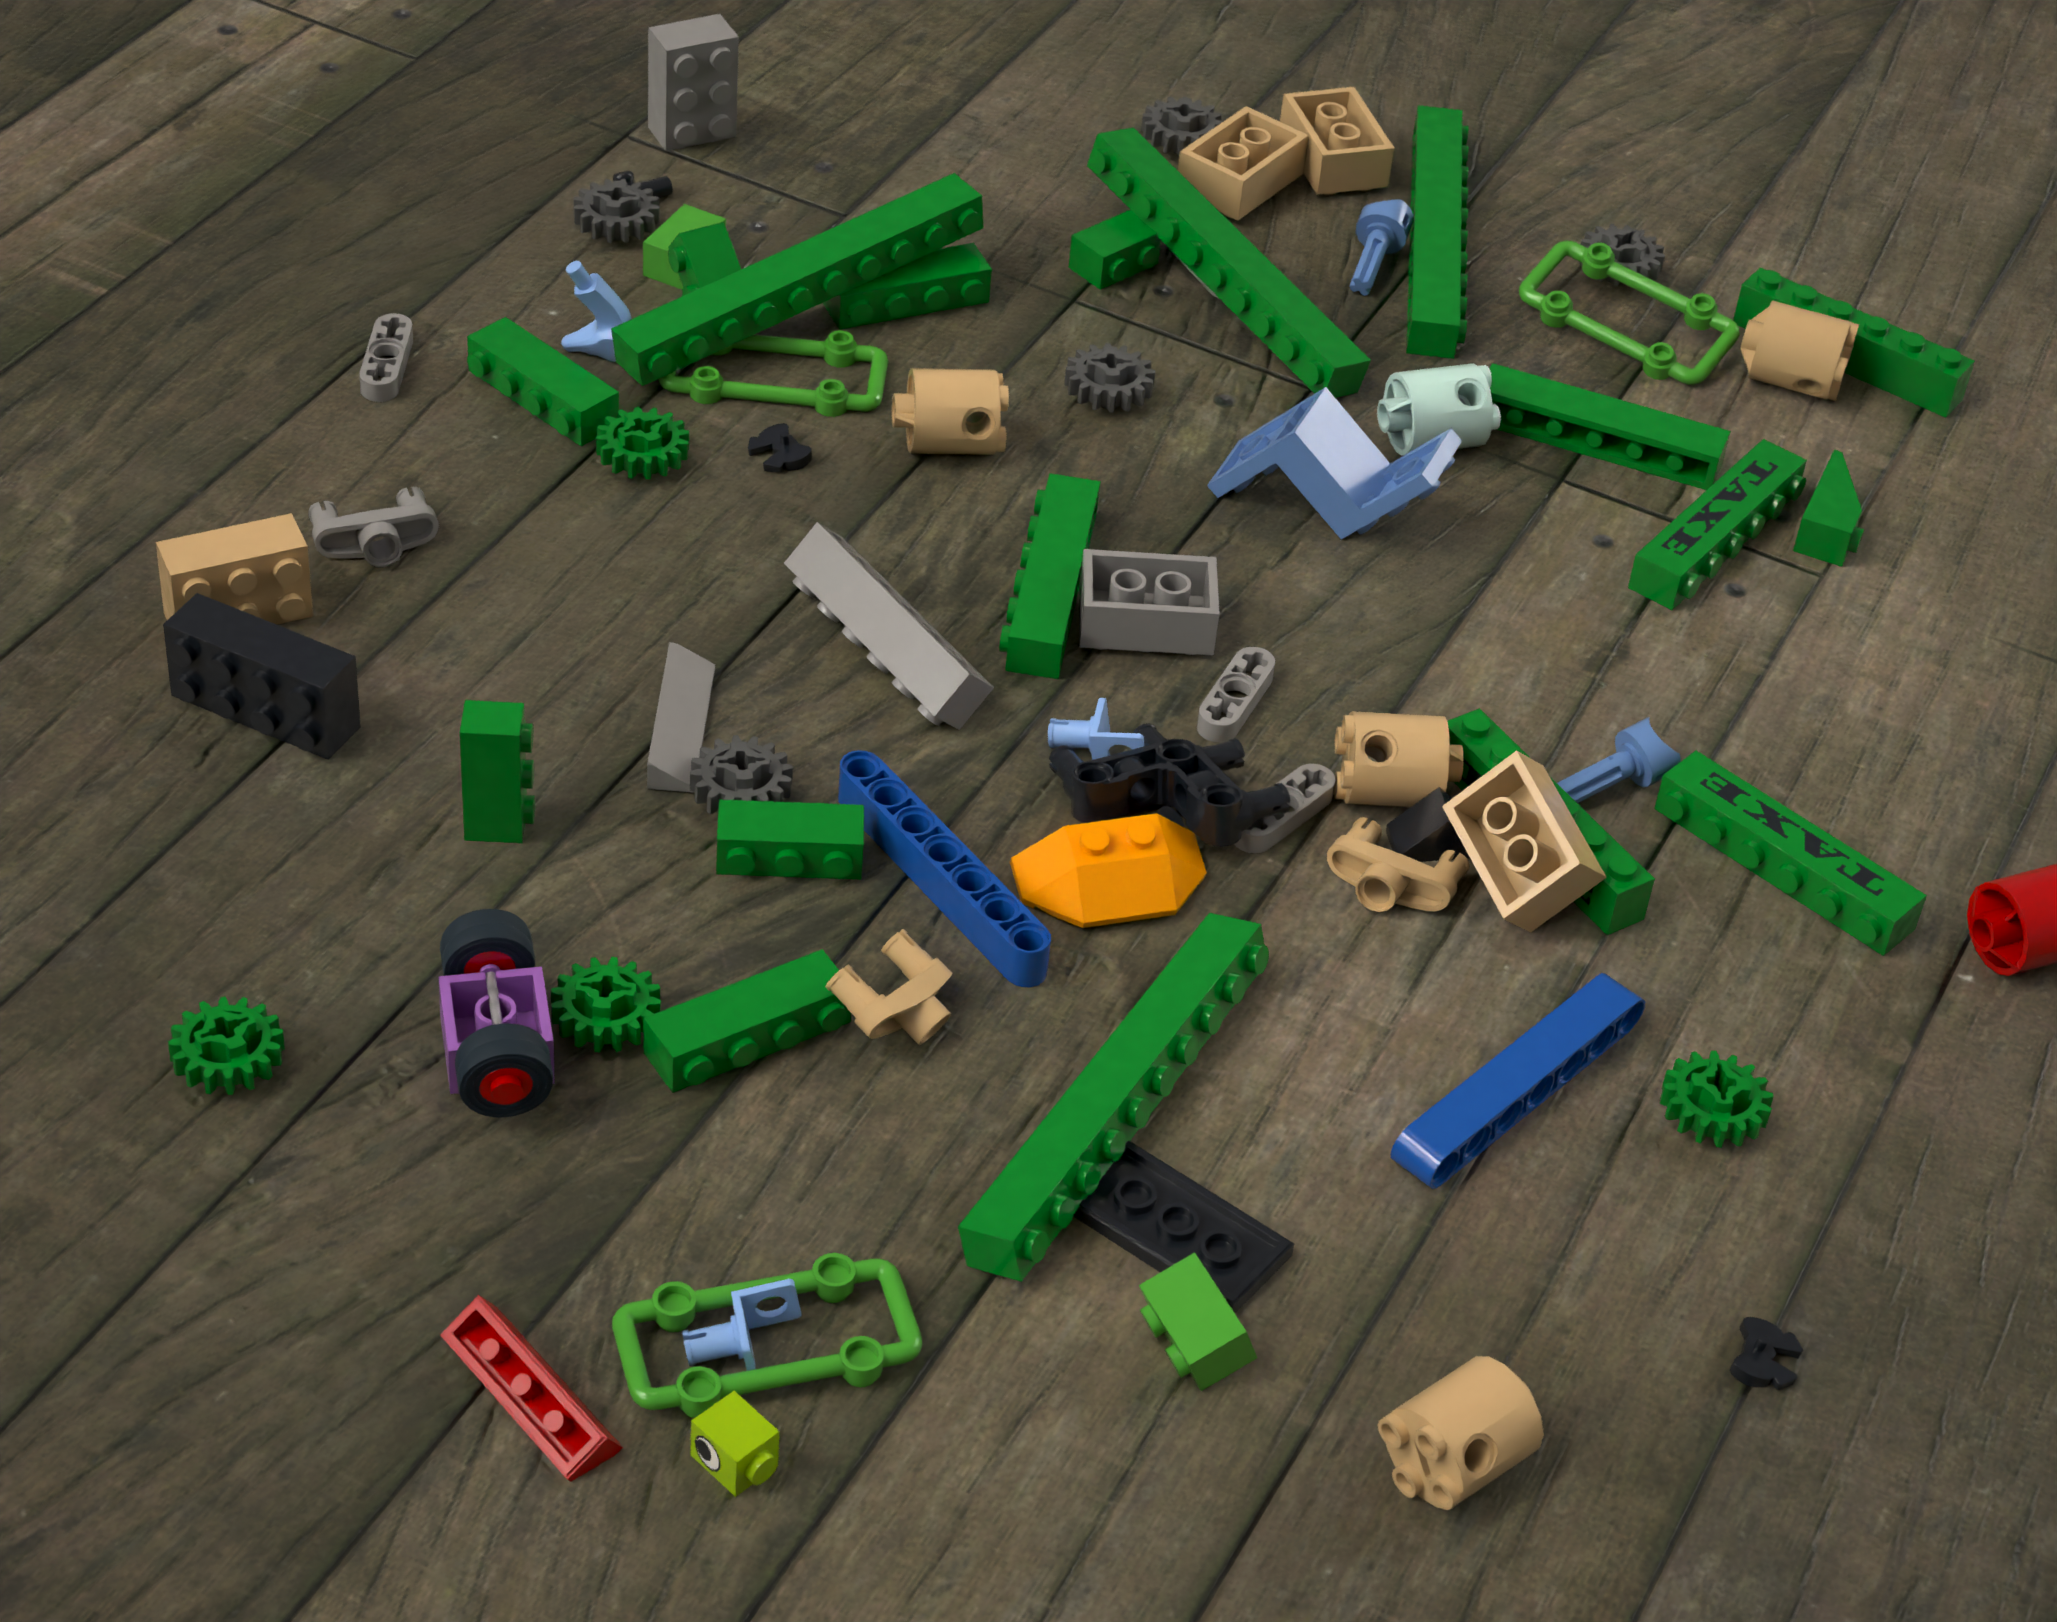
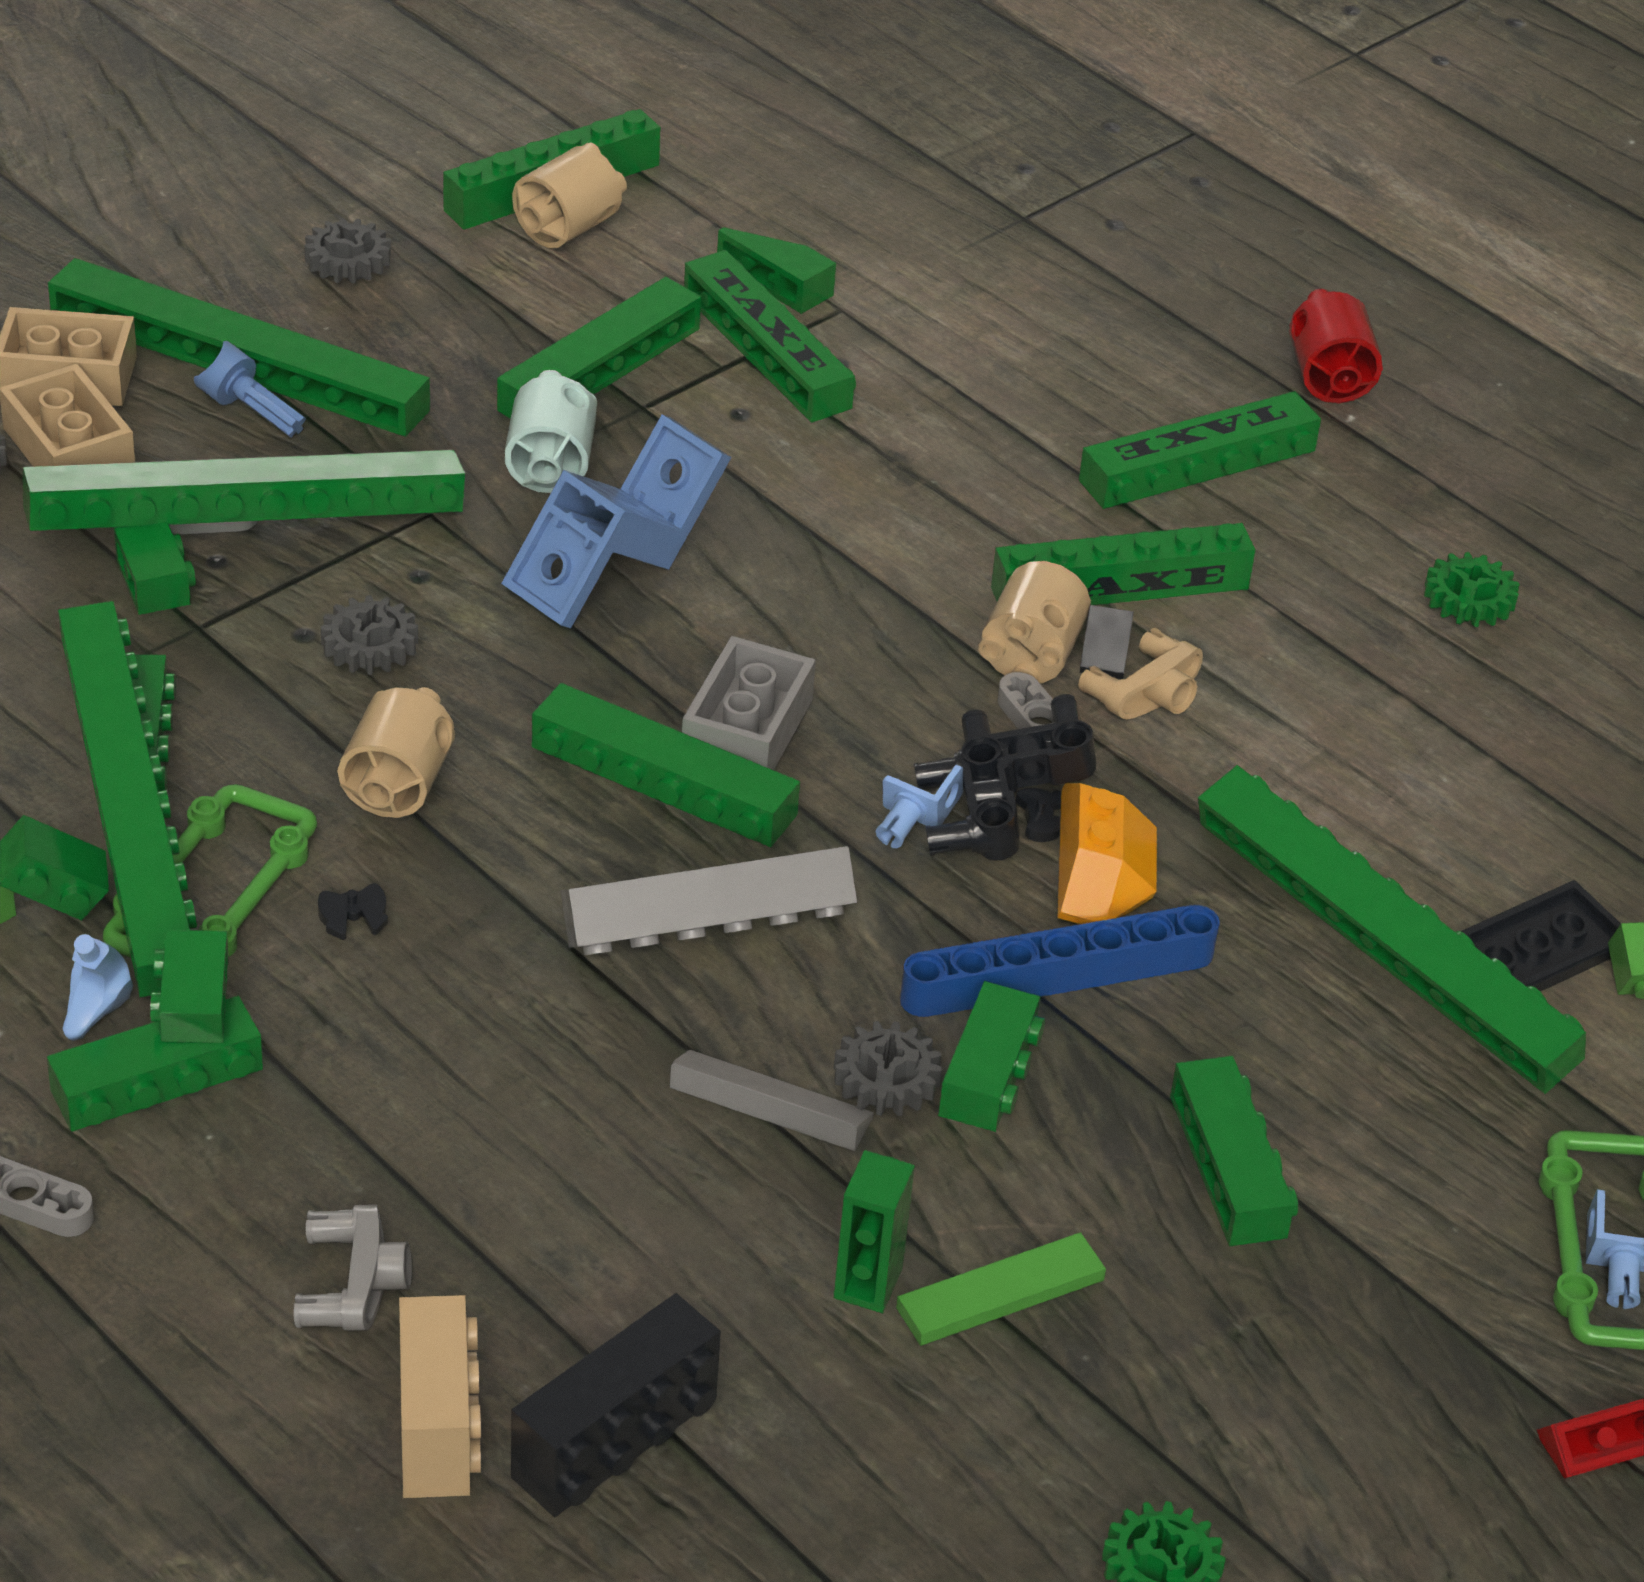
camera: 70 degrees left, 0 degrees up
(495, 1015) = (1215, 1324): brick -> none
(498, 885) = (1000, 1288): none -> bright green tile
(591, 351) = (192, 986): none -> green brick
(604, 1003) = (1182, 1247): green gear -> none
(642, 443) = (309, 1008): green gear -> none
(909, 1006) = (1249, 1032): tan connector -> none
(1237, 709) = (898, 719): light grey beam -> none
(1517, 1081) = (1424, 690): blue beam -> none
(1523, 841) = (1184, 576): tan brick -> none
(1638, 756) = (1065, 485): medium blue piece -> none
(1659, 359) = (409, 313): bright green bar -> none

